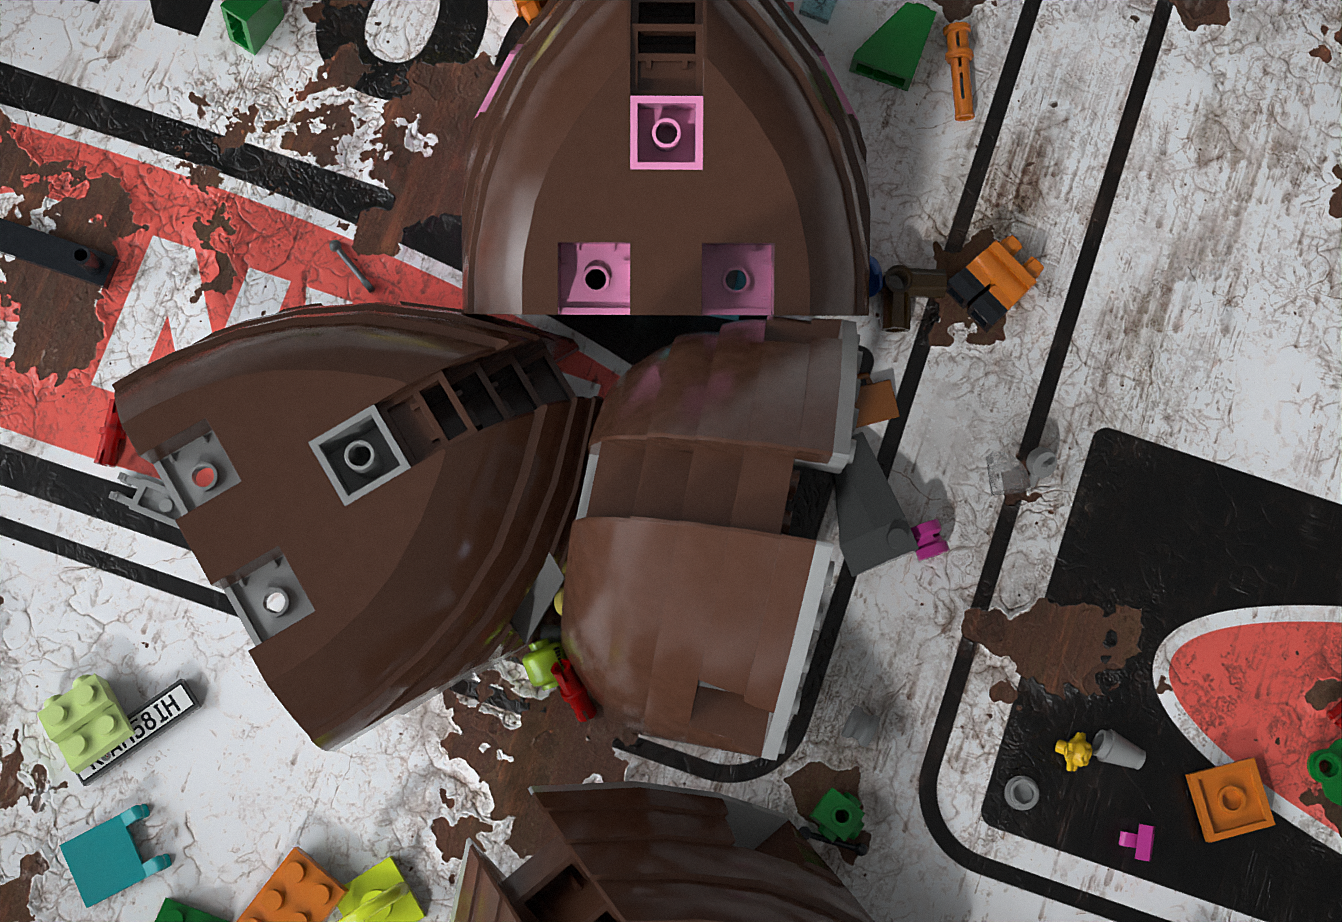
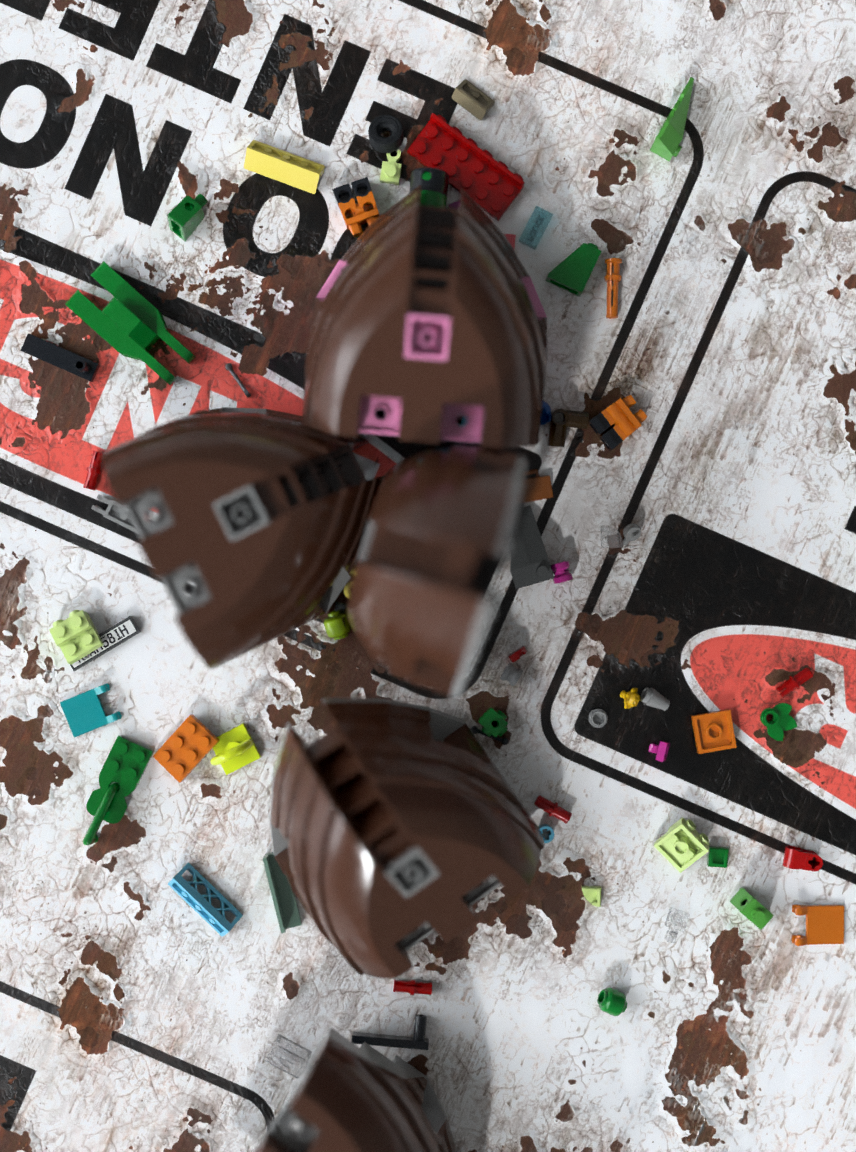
camera: 10 degrees right, 10 degrees up
(172, 174) = (127, 321): none -> green beam
(573, 690) = (351, 641): red pin -> none
(867, 690) = (514, 656): none -> red tile

